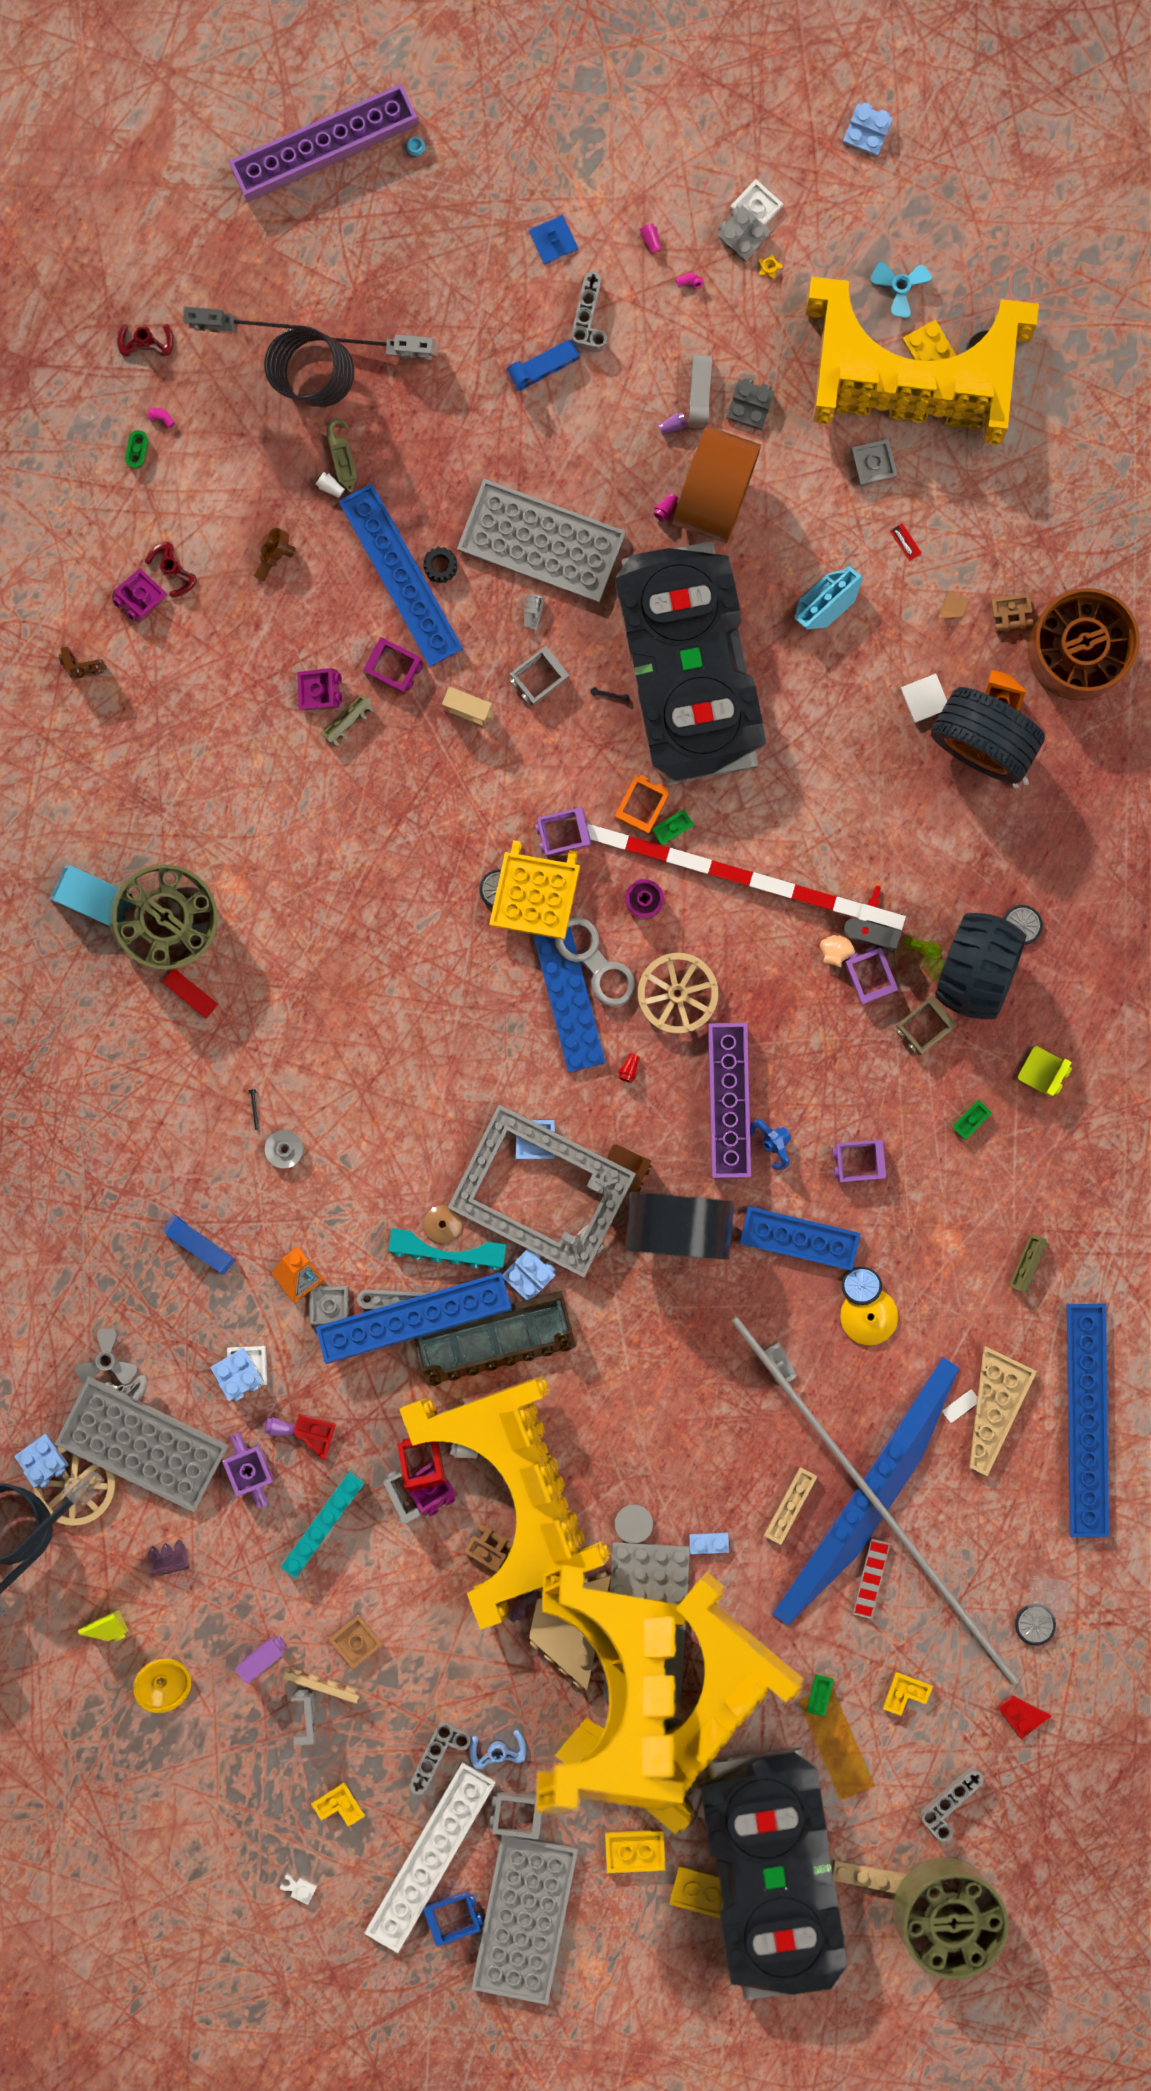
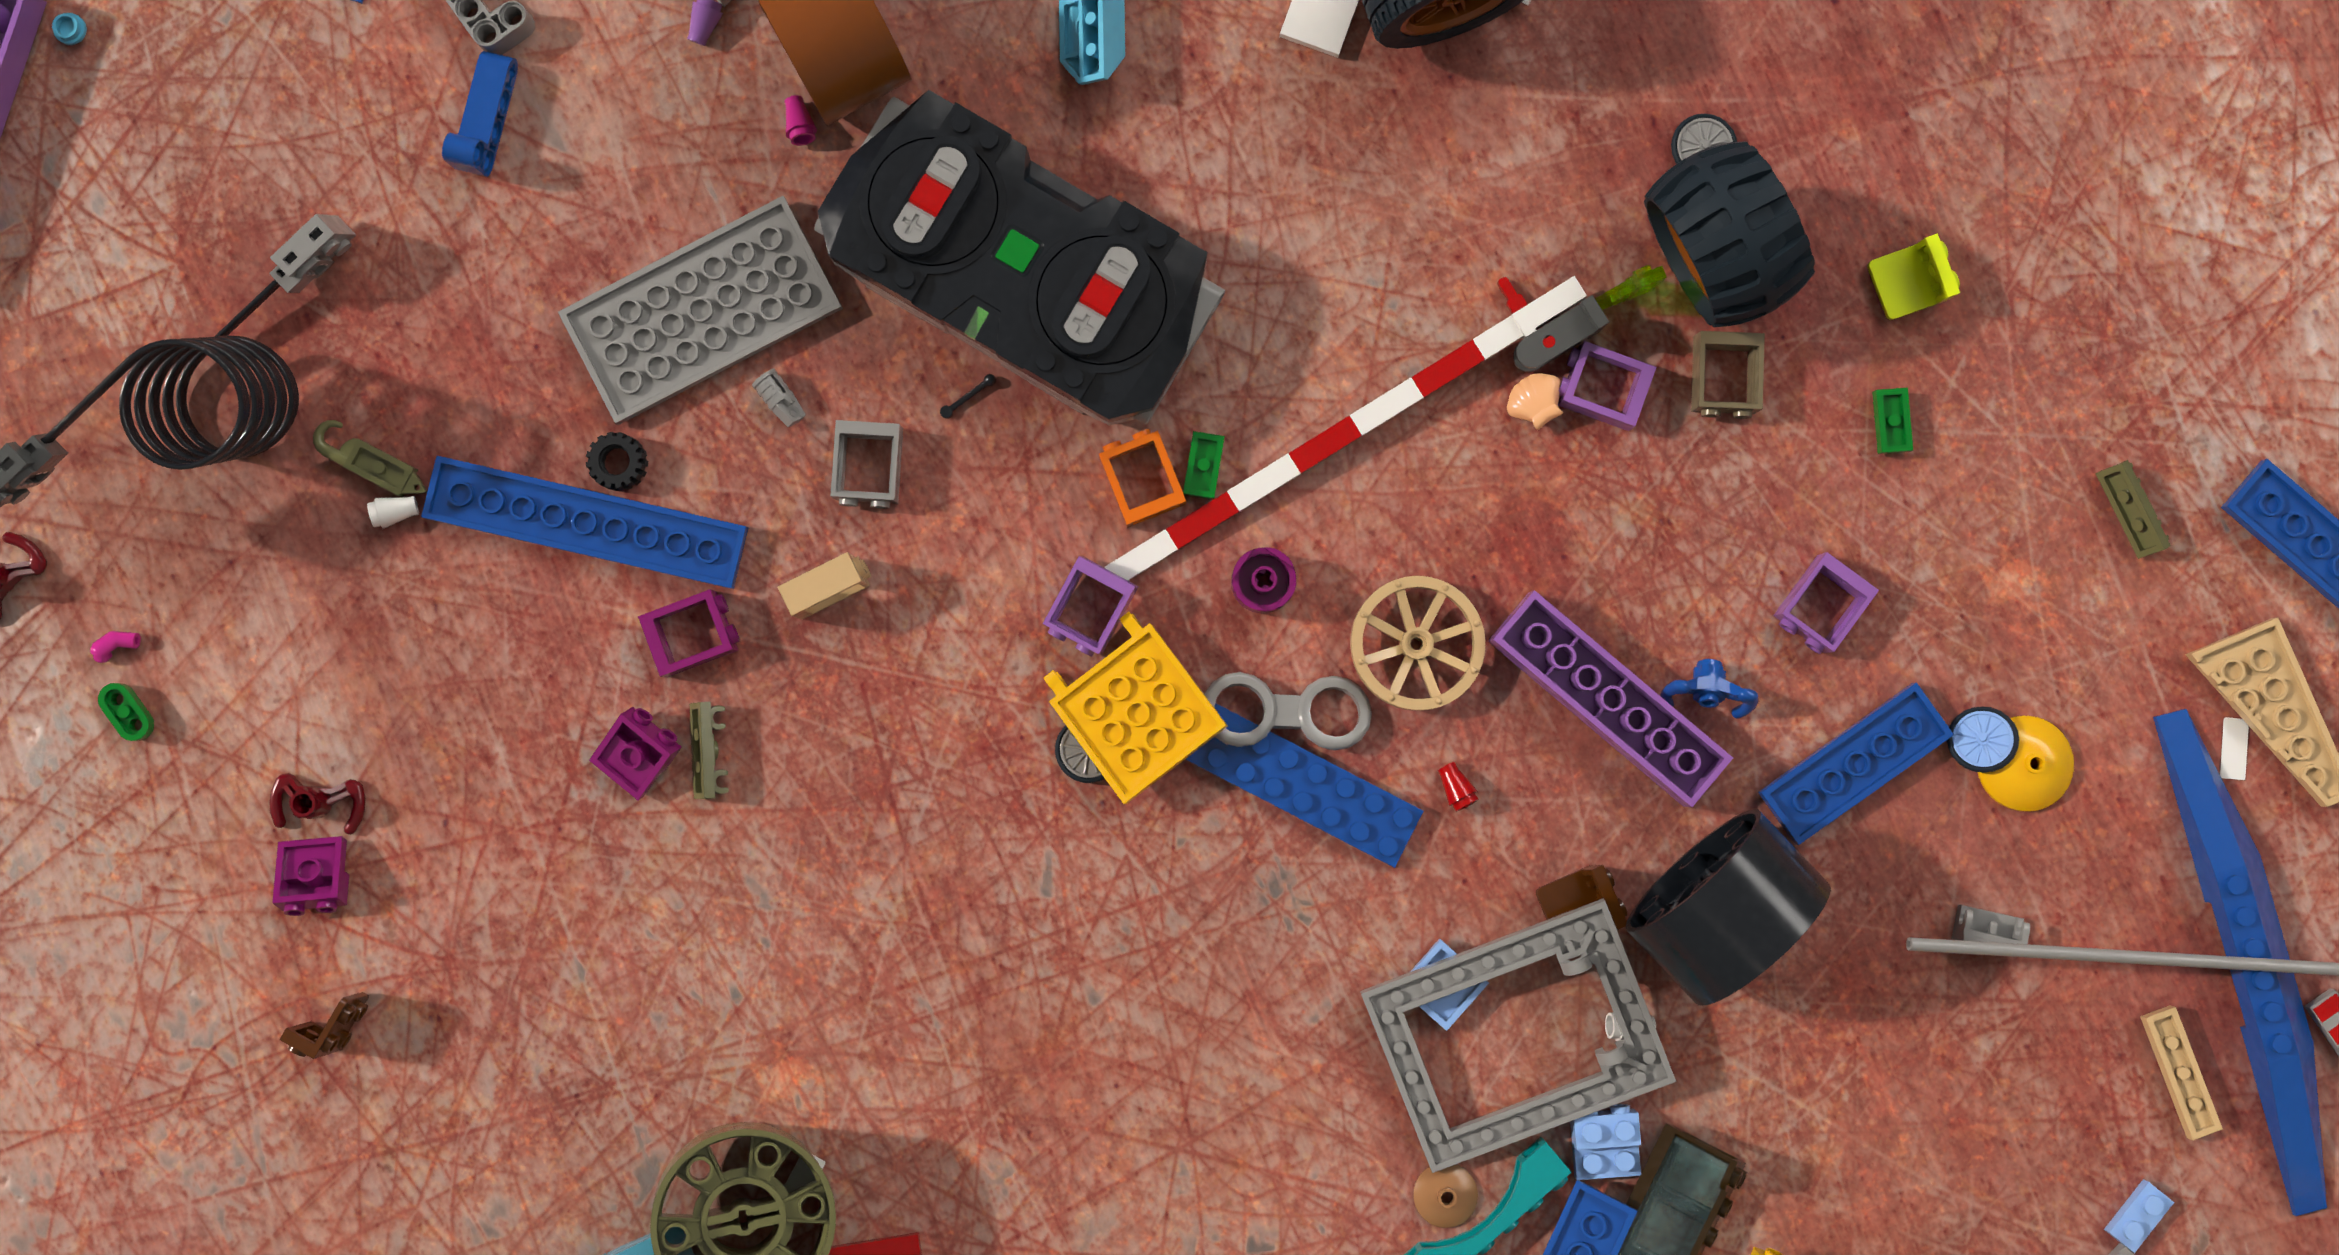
camera: 50 degrees left, 0 degrees up
(273, 550) = (404, 653): reddish brown pin -> none

